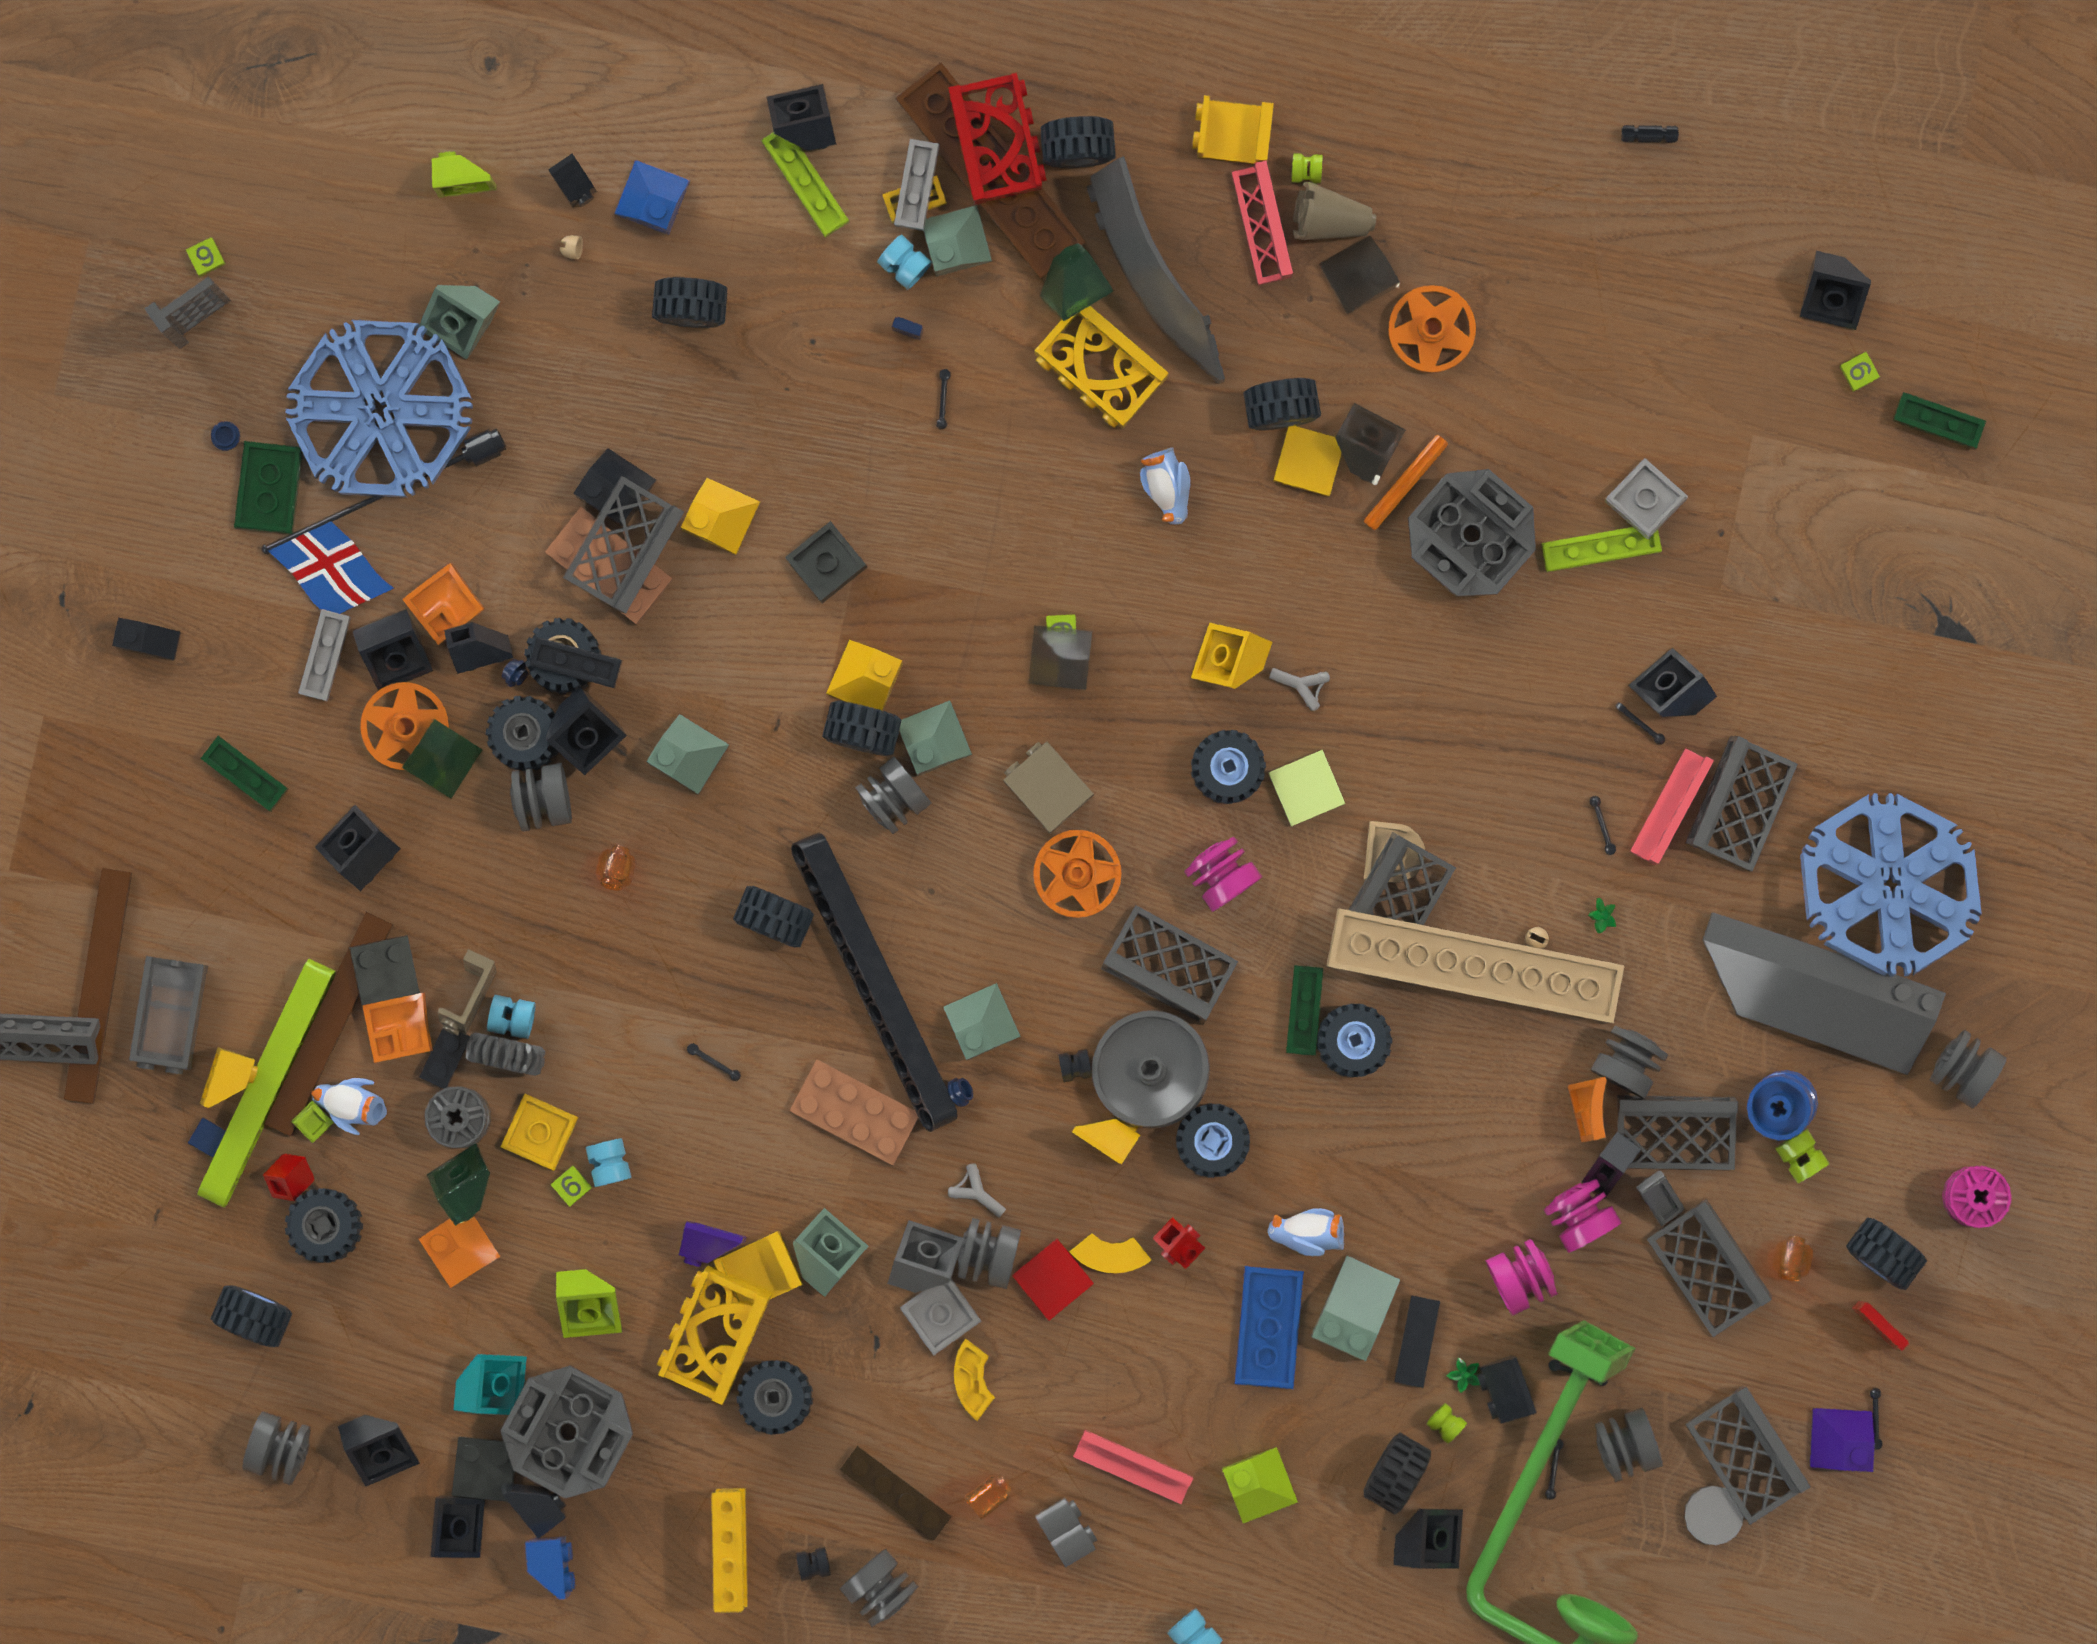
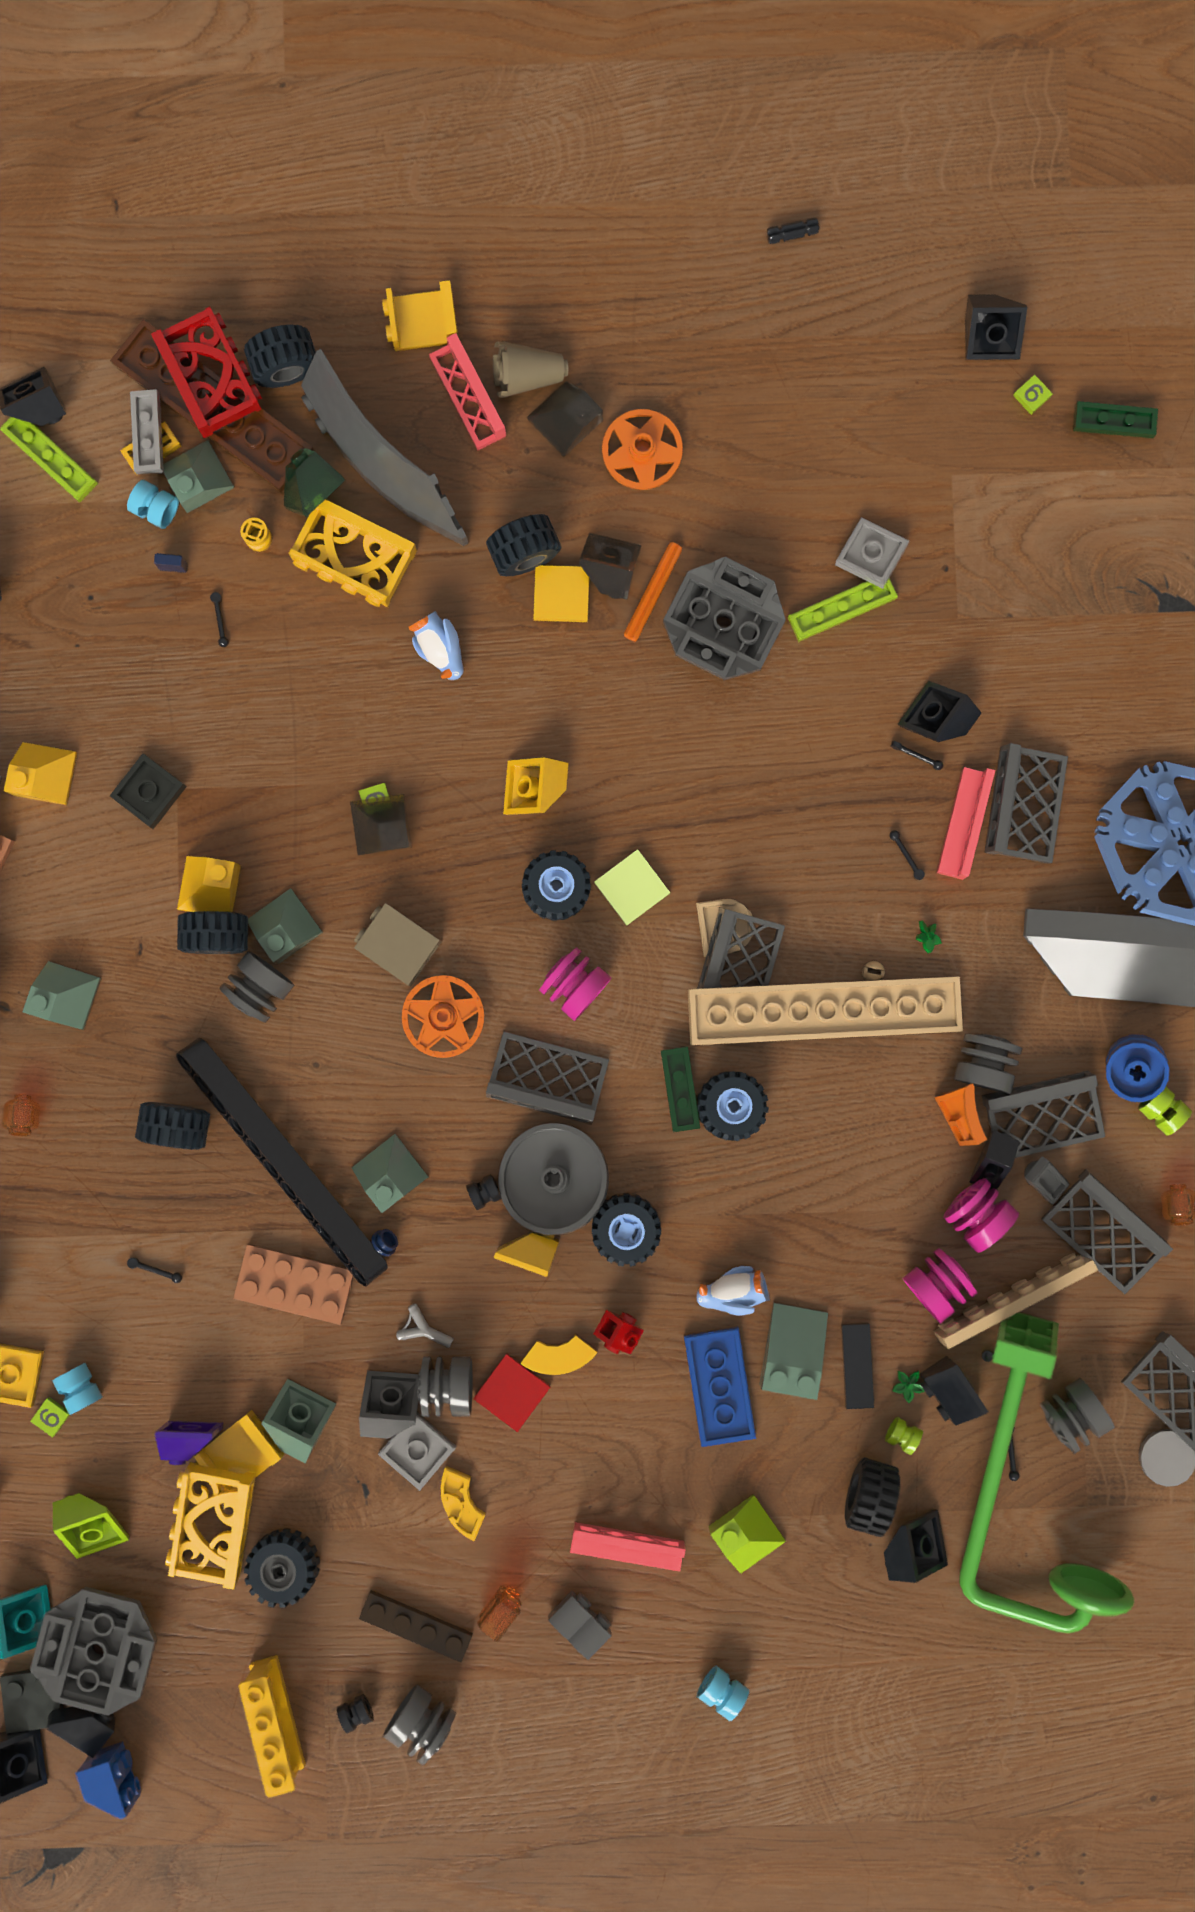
camera: 20 degrees left, 0 degrees up
(1004, 325) = (260, 539): none -> yellow wheel
(1299, 168) = (488, 333): lime wheel -> none
(1302, 685) = (605, 795): light grey piece -> none
(1605, 1307) = (1022, 1295): none -> tan plate

